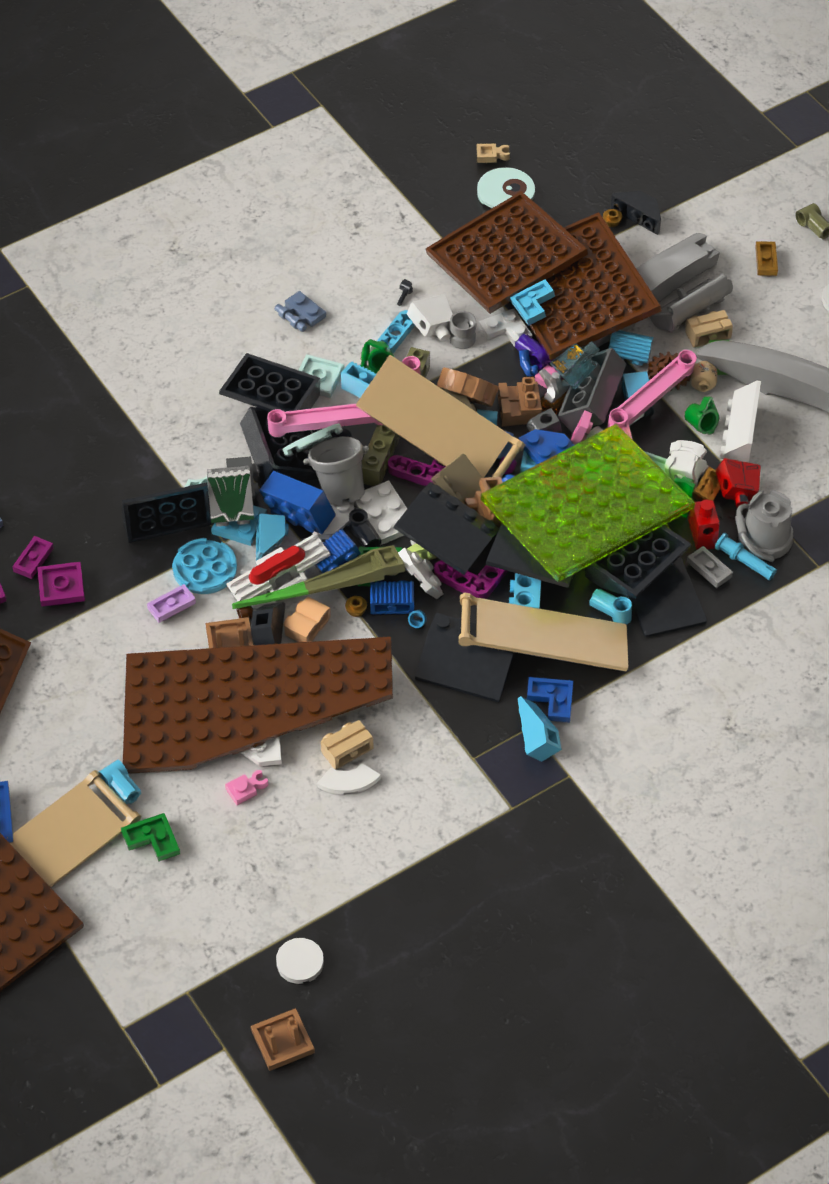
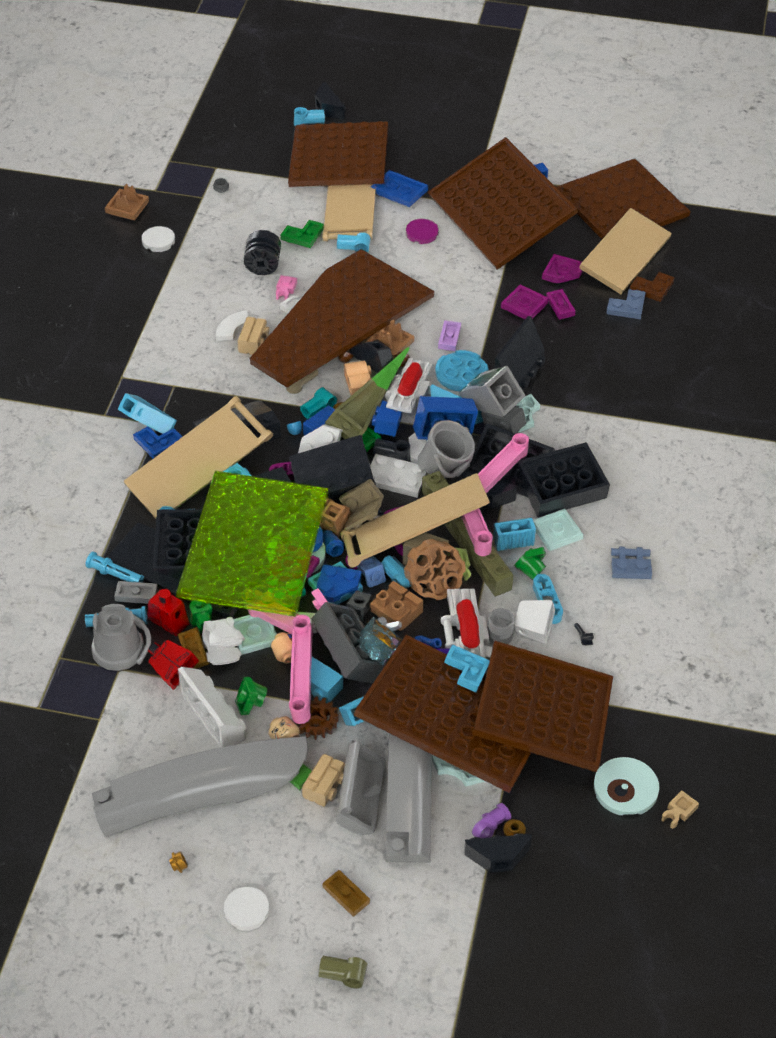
camera: 135 degrees right, 5 degrees down
(34, 747) = (422, 231): none -> magenta tile
(153, 978) = (221, 185): none -> dark grey plate
(231, 826) = (262, 252): none -> black wheel
(312, 439) = (481, 445): light aqua tile -> none
(364, 624) = (321, 399): none -> teal piece
(496, 337) = (466, 618): none -> white piece
(632, 227) = (490, 821): none -> medium lavender connector
(641, 432) = (282, 647): none -> light nougat head
(713, 607) = (106, 566): none -> medium azure pin

